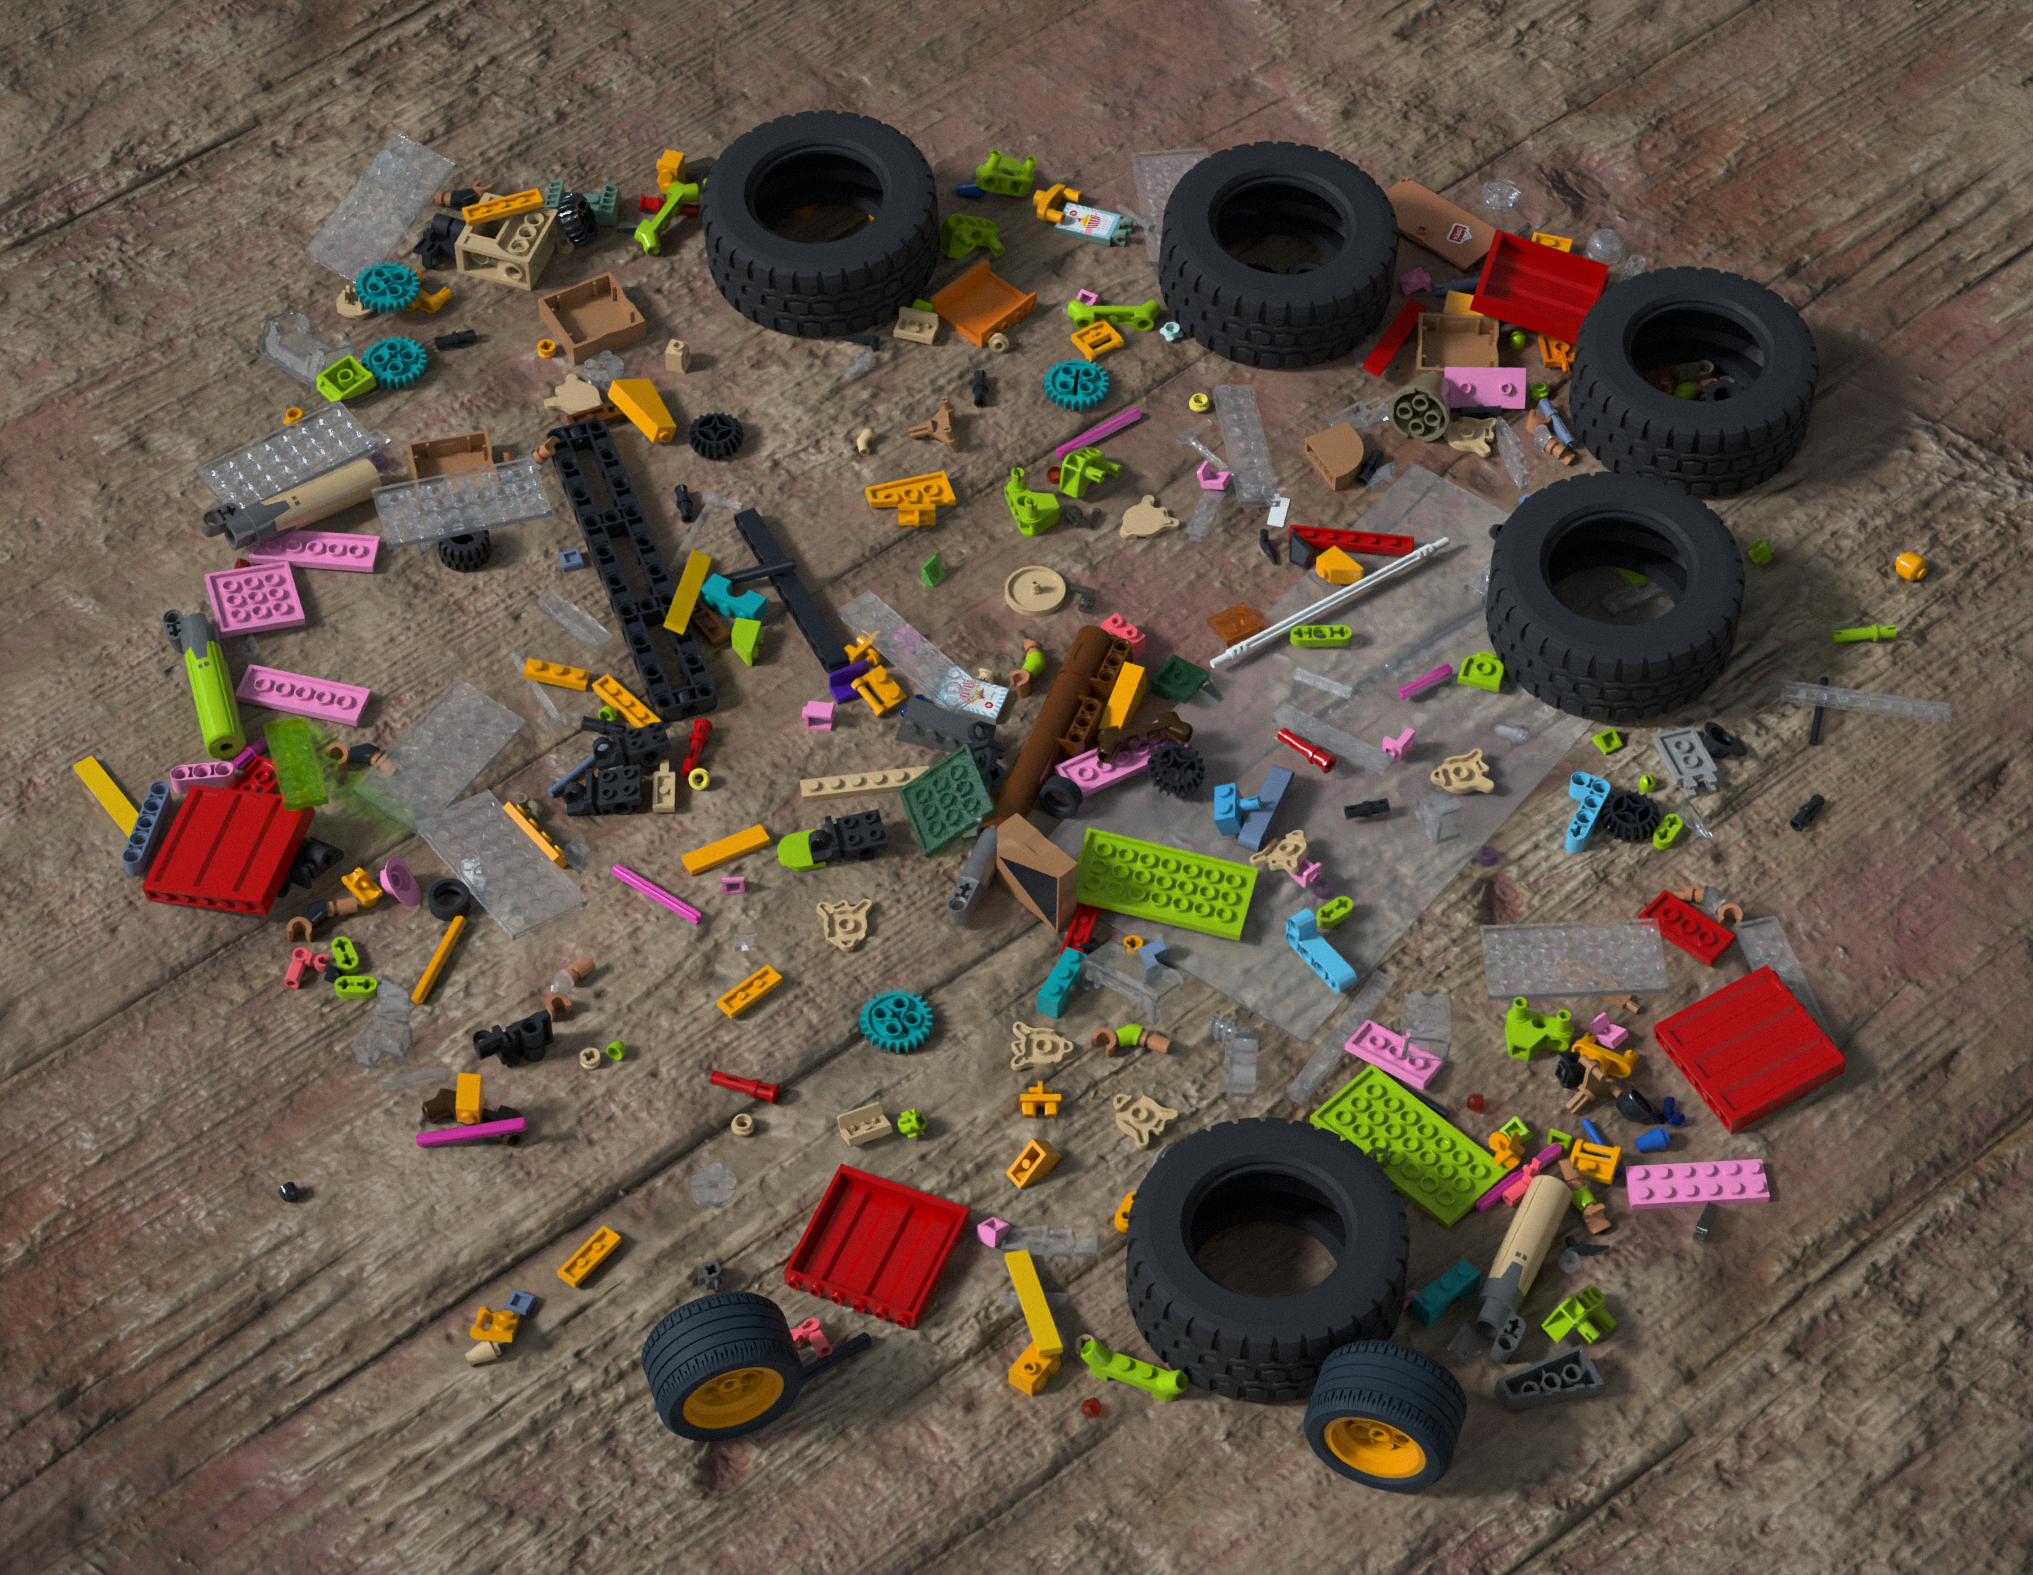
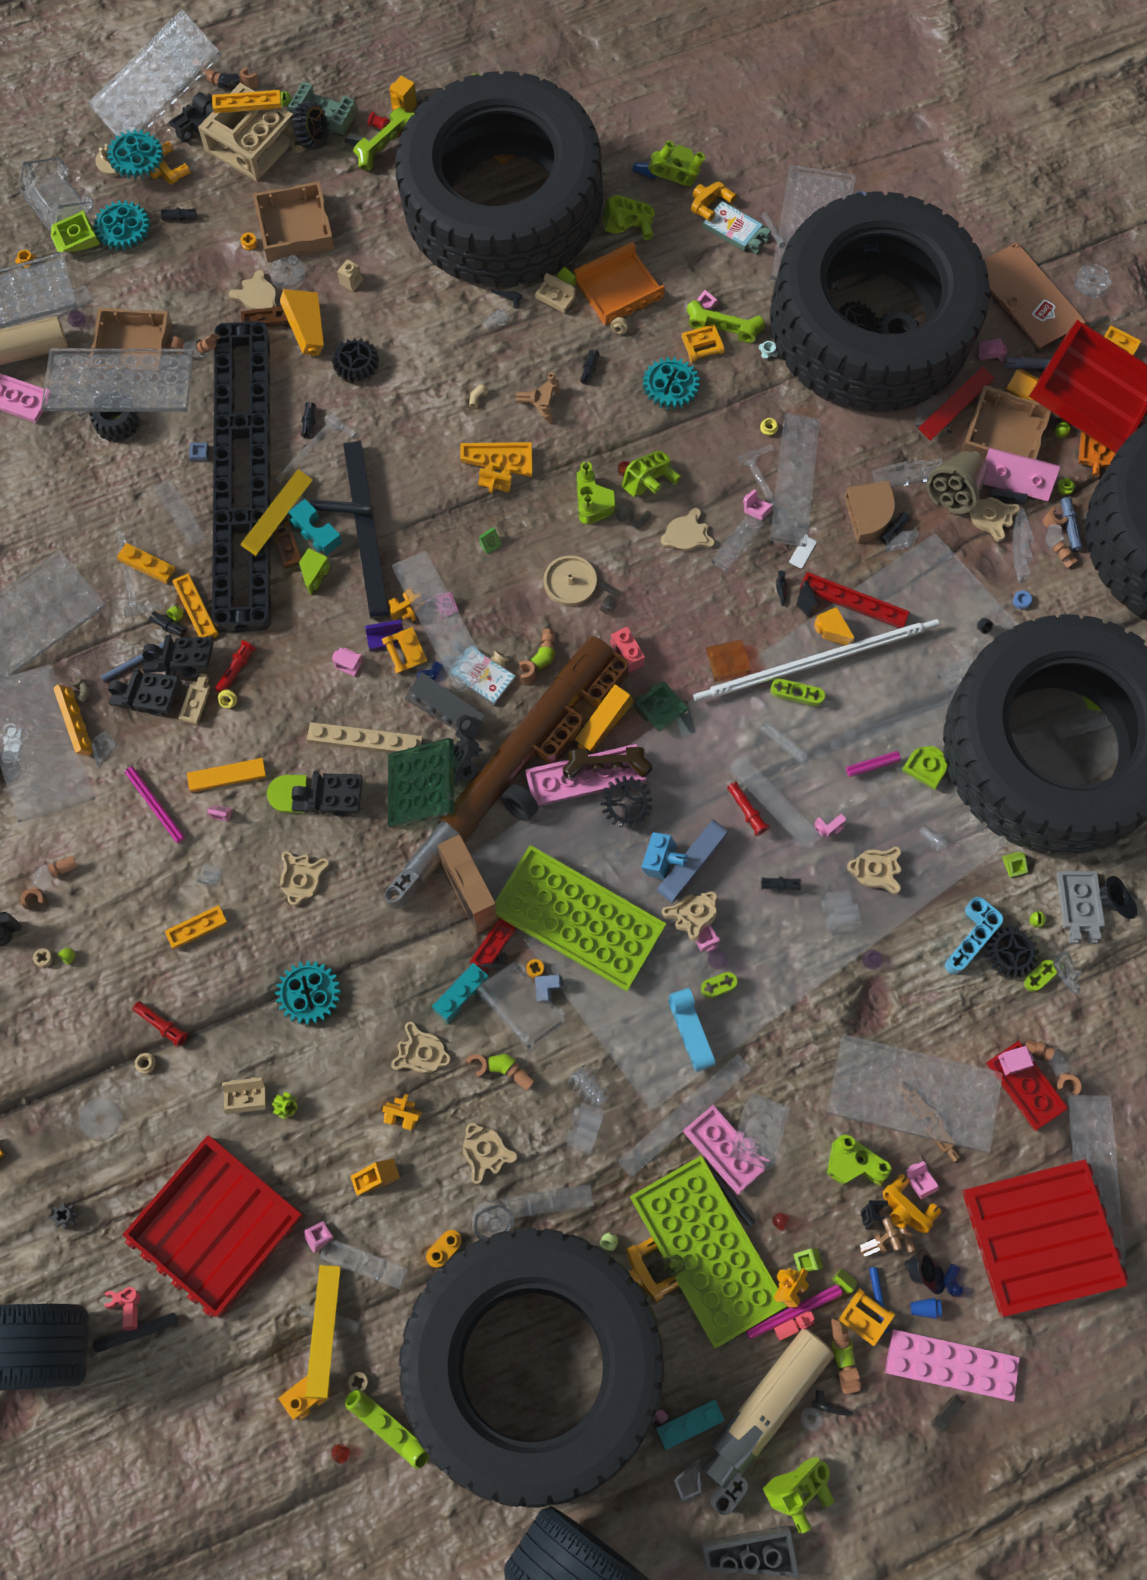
camera: 15 degrees right, 20 degrees up
(1098, 433) = (674, 435): dark pink axle -> none
(1667, 902) = (1016, 1060): none -> bright pink brick

